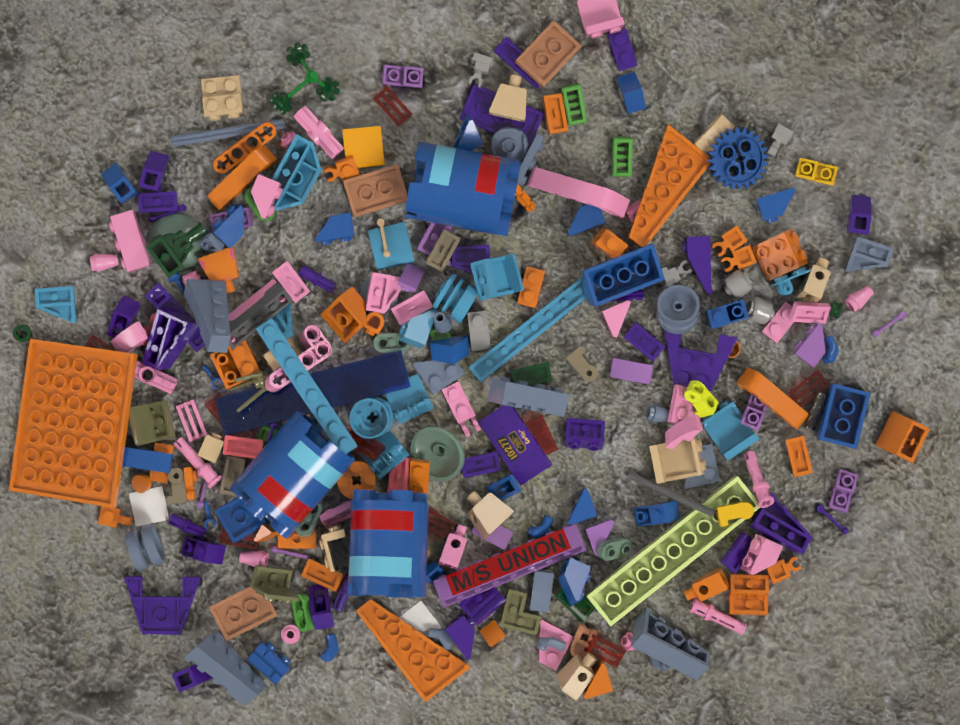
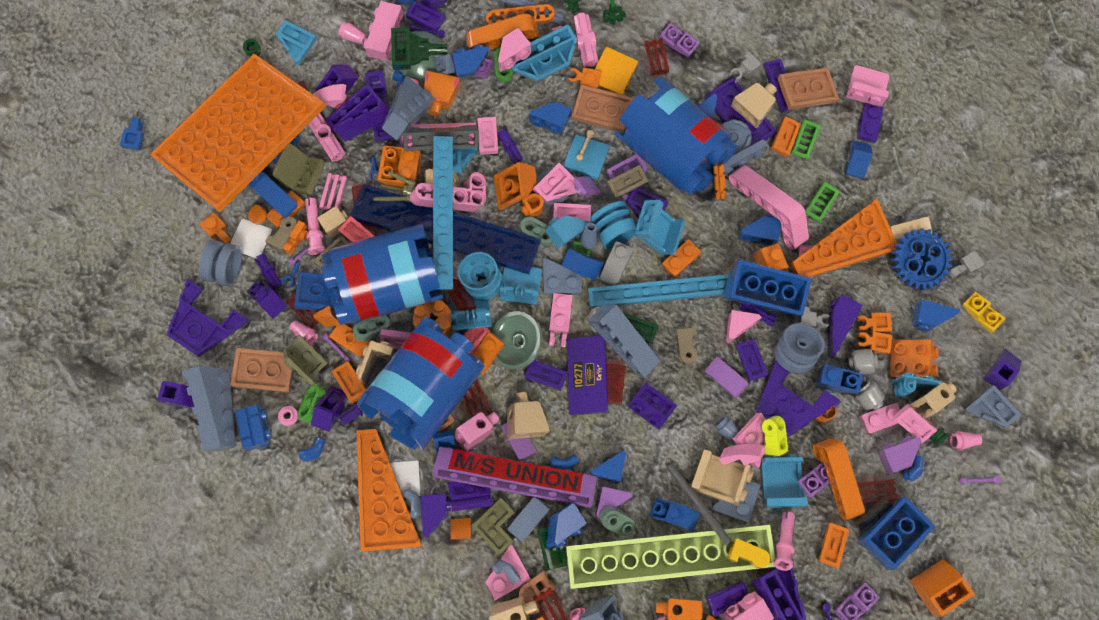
camera: 25 degrees right, 15 degrees down
(504, 487) = (555, 407): blue slope -> none

